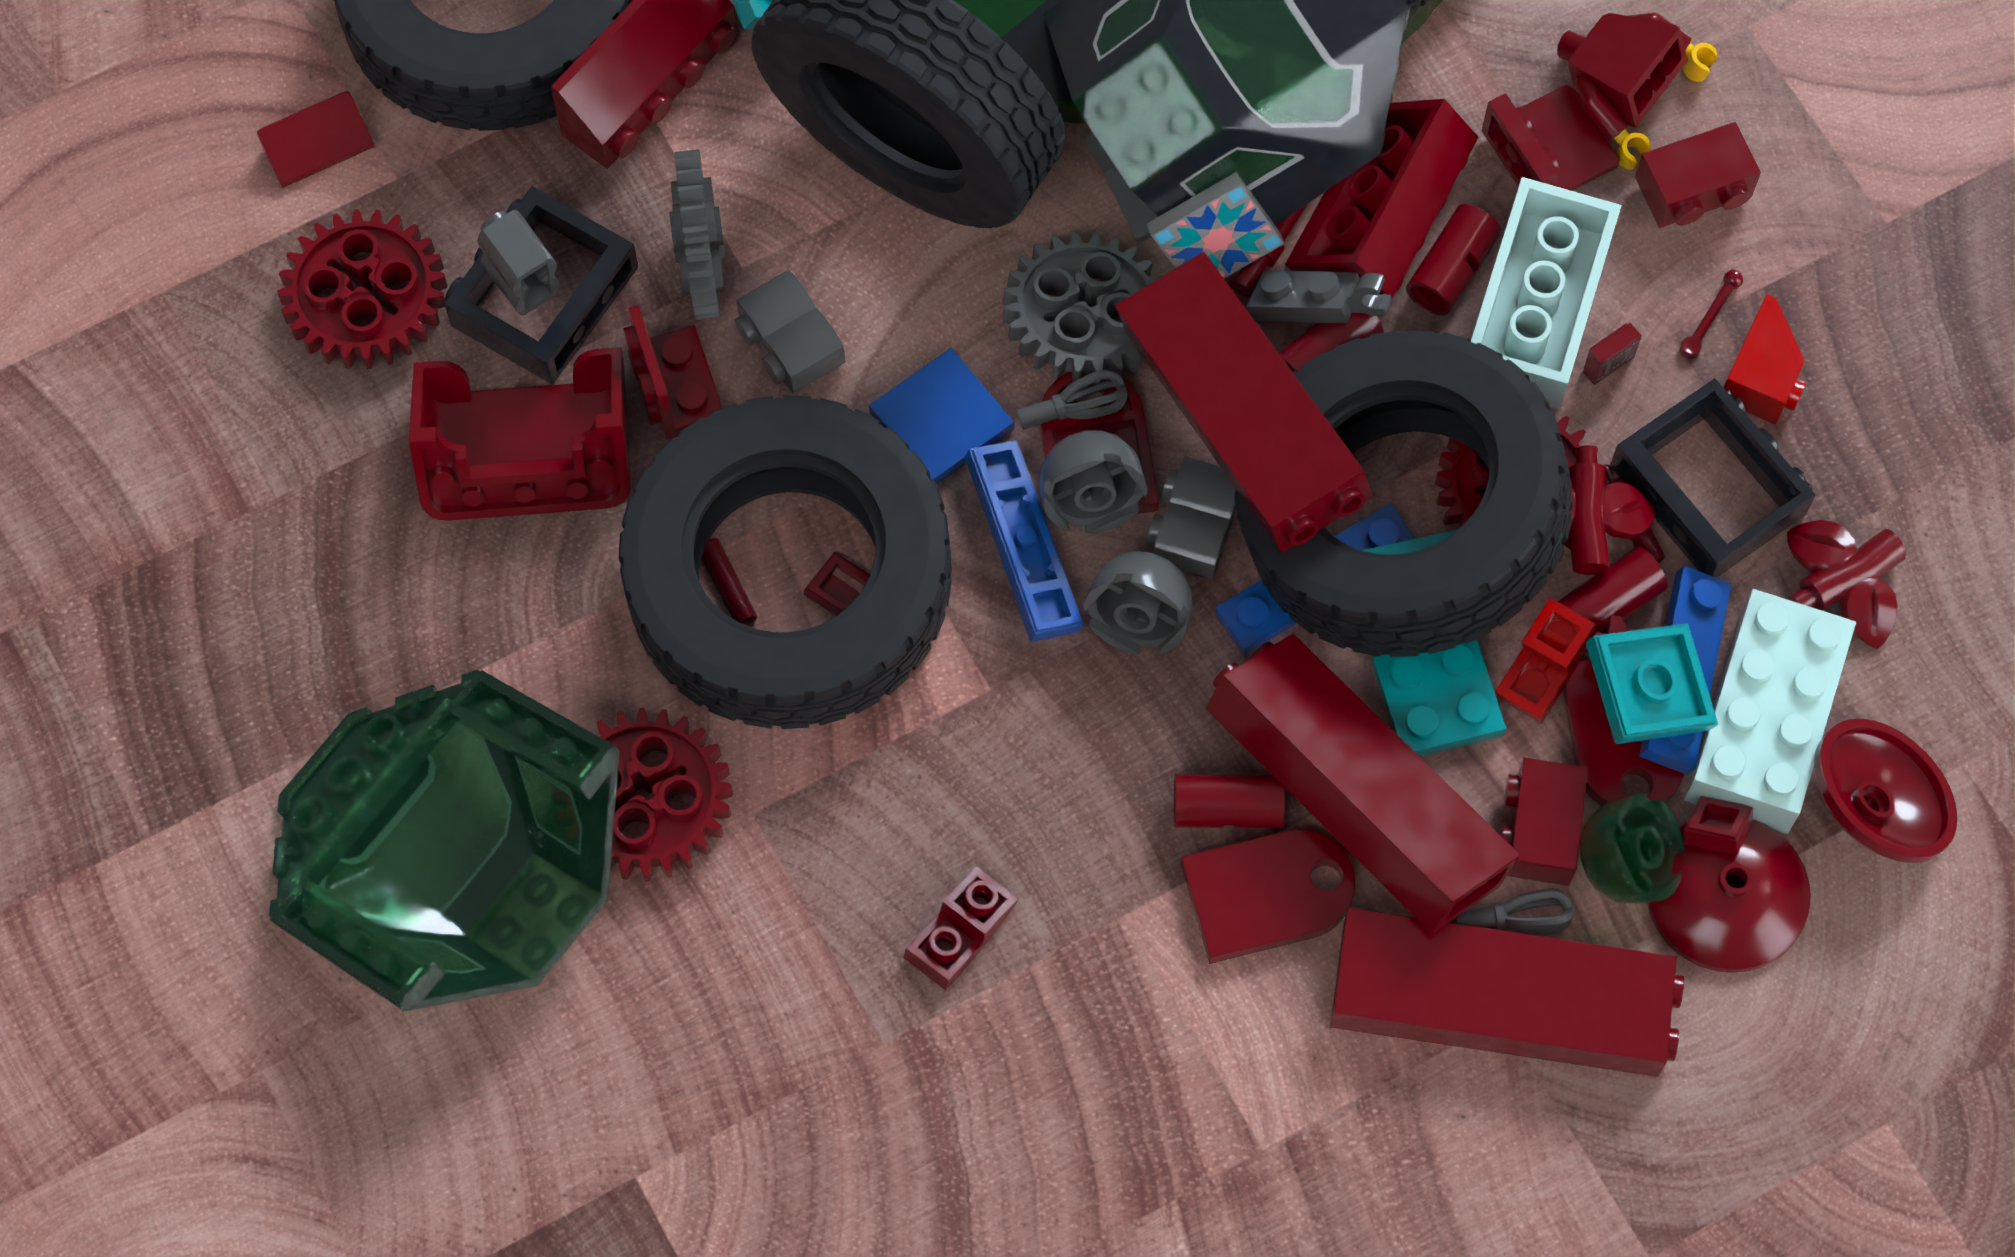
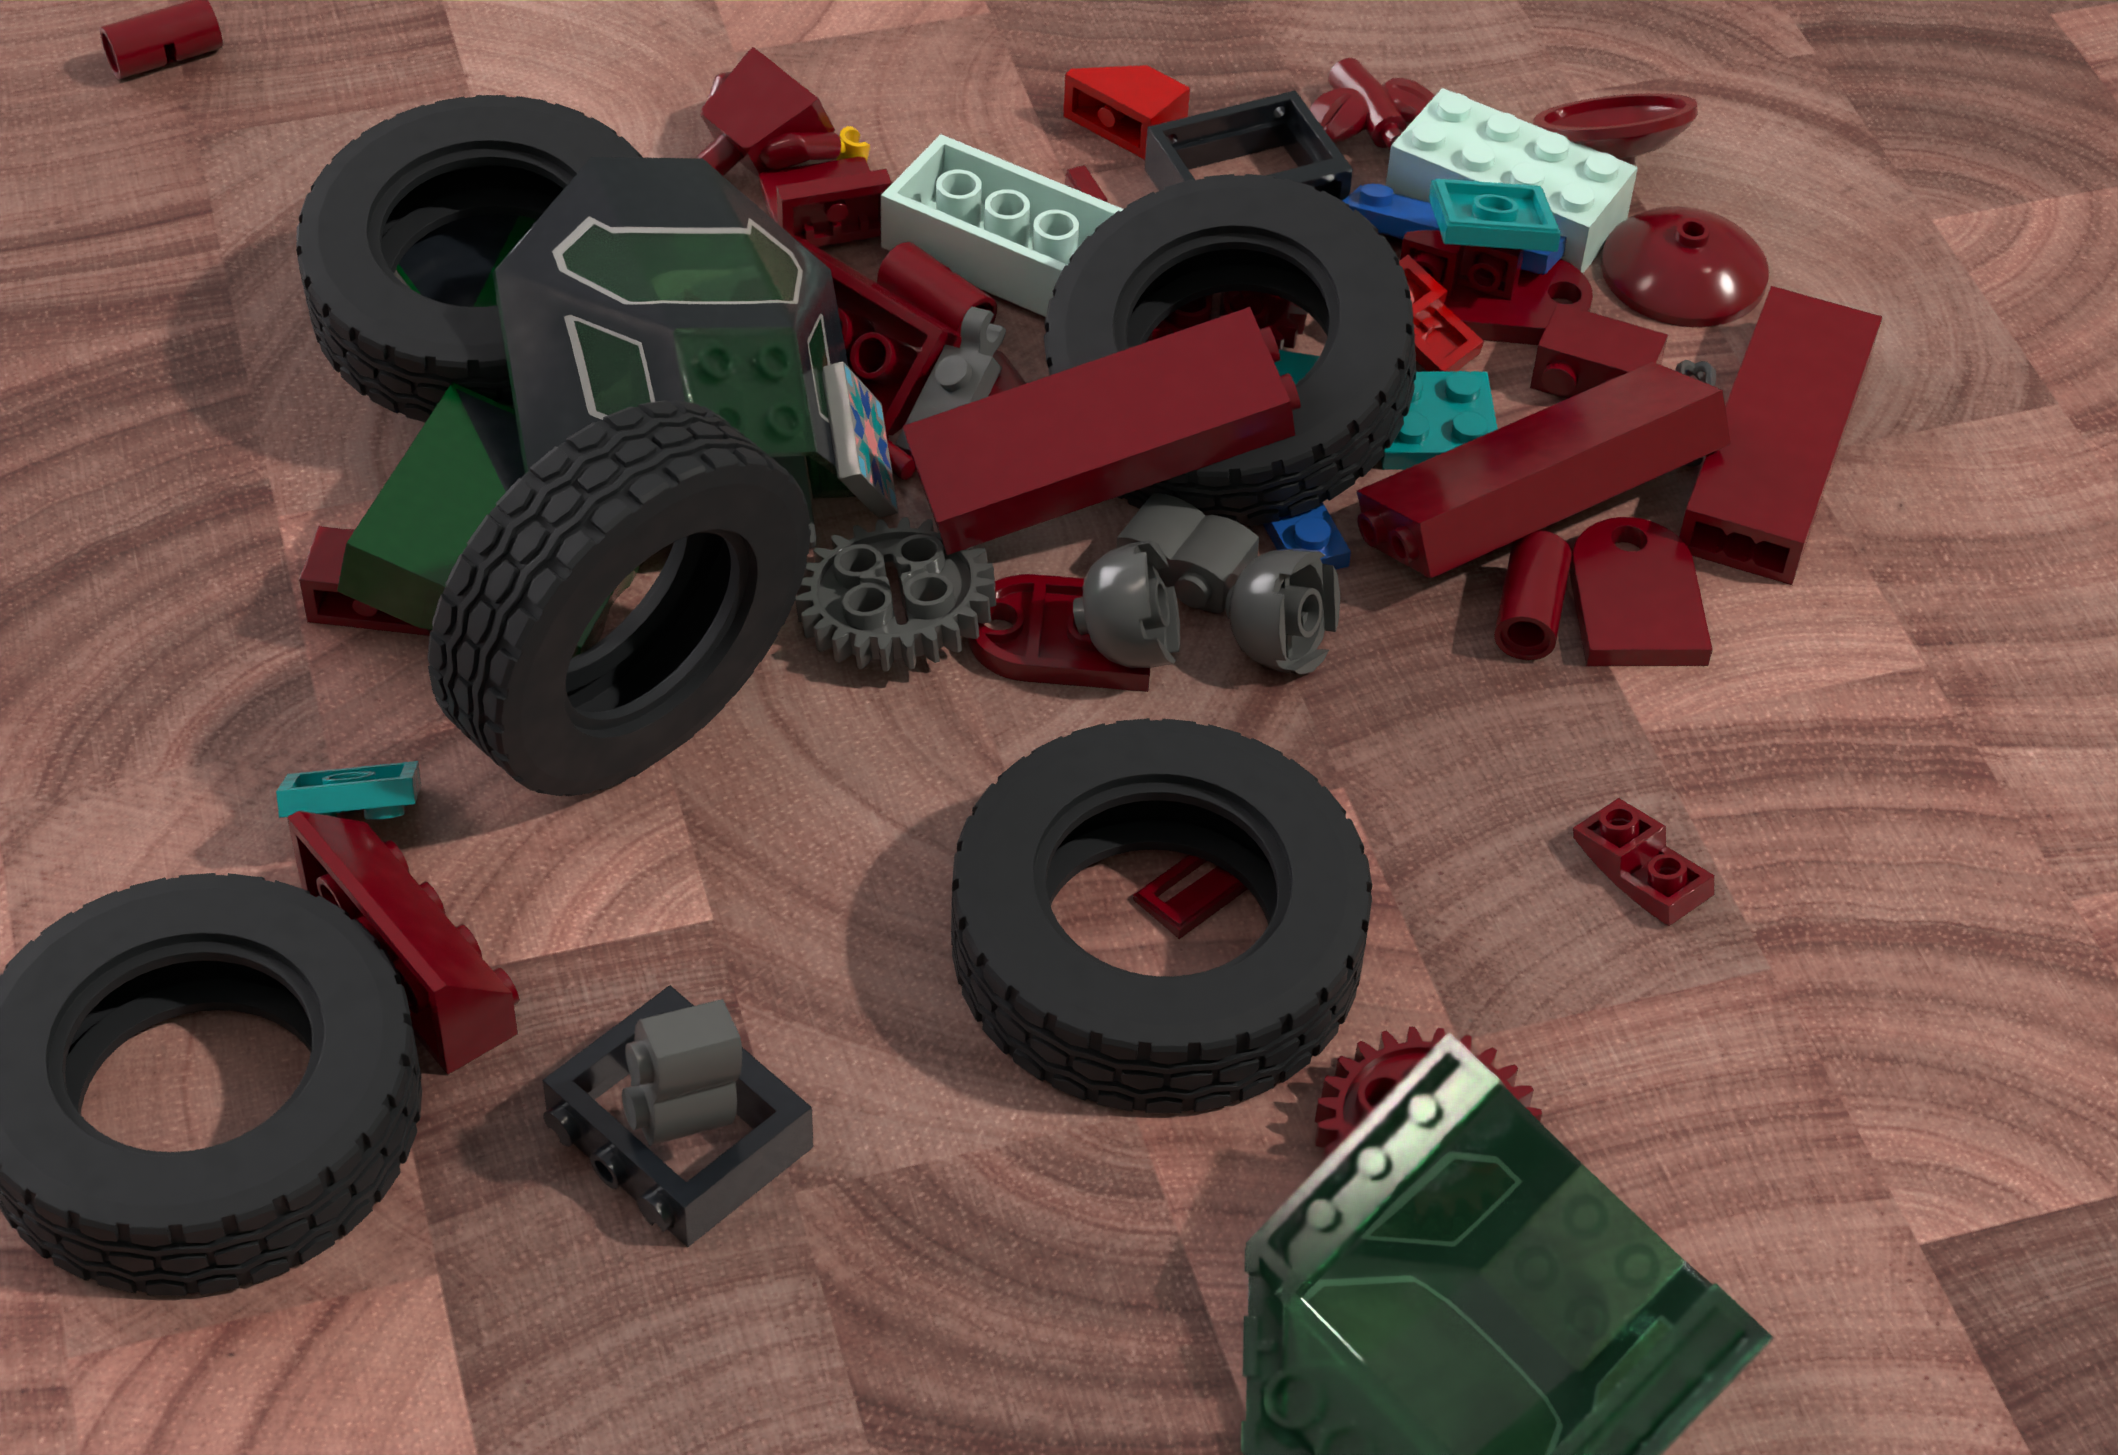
camera: 80 degrees left, 20 degrees down
(315, 138) = (348, 1352): dark red slope -> none
(393, 257) = (610, 1324): dark red gear -> none
(522, 444) = (901, 1162): dark red windscreen -> none
(671, 375) = (860, 997): dark red bracket -> none
(697, 234) = (700, 891): dark grey gear -> none
(789, 331) = (833, 869): dark grey brick -> none
(943, 414) = (971, 747): blue tile -> none
(1023, 541) = (1226, 702): blue plate -> none
(1060, 404) = (1018, 636): dark grey piece -> none
(1632, 849) = (1651, 297): clear green cylinder -> none
(1691, 345) = (1022, 117): dark red hinge -> none
(1698, 175) = (909, 97): dark red brick -> none
(1718, 825) = (1629, 237): dark red tile -> none

